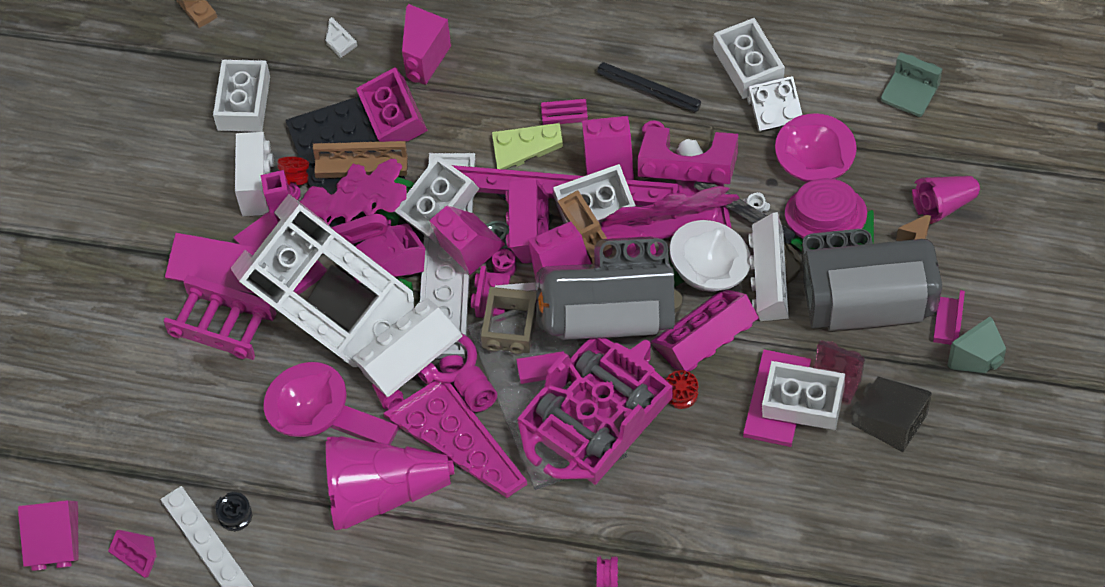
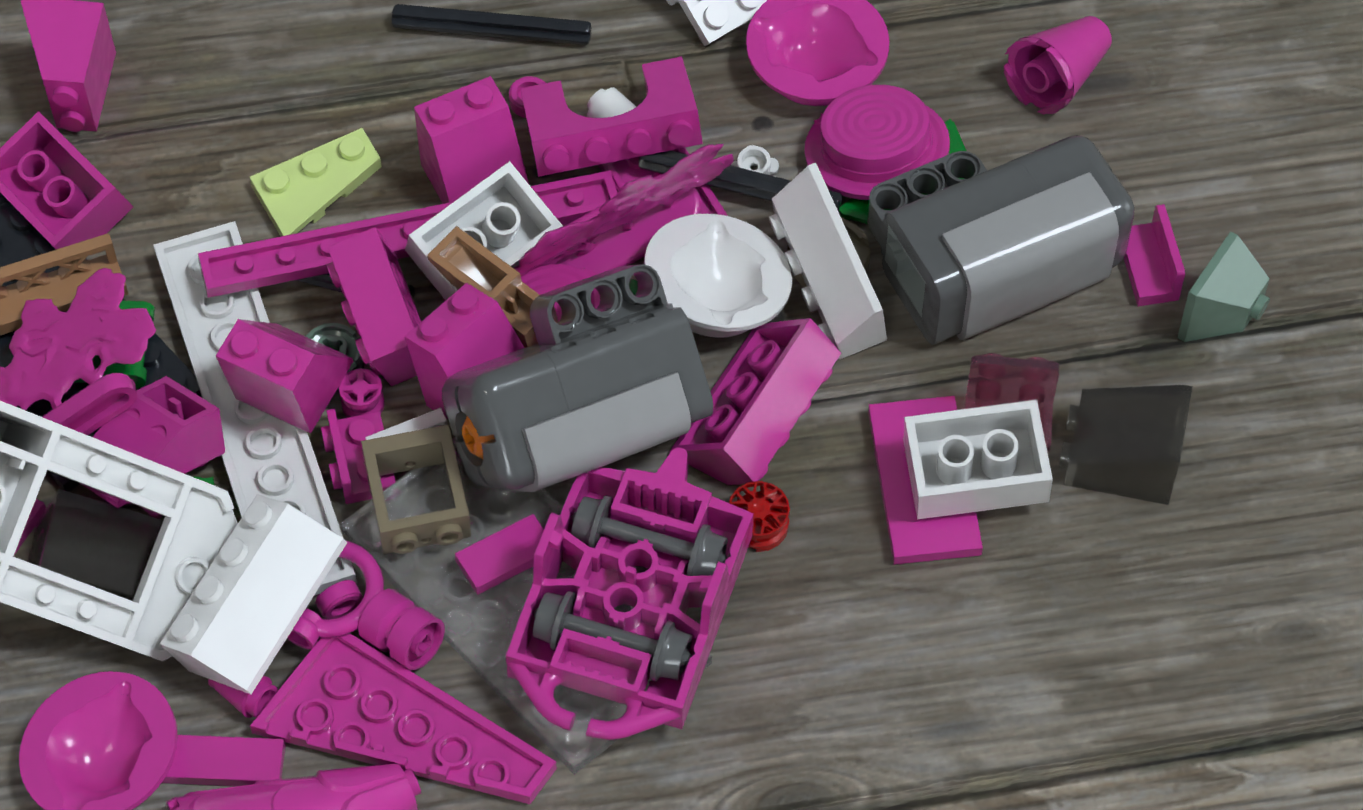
camera: 25 degrees left, 0 degrees up
(434, 190) = (198, 310): white brick -> none
(563, 109) = (358, 102): dark pink tile -> none
(914, 230) = (1035, 131): medium nougat slope -> none

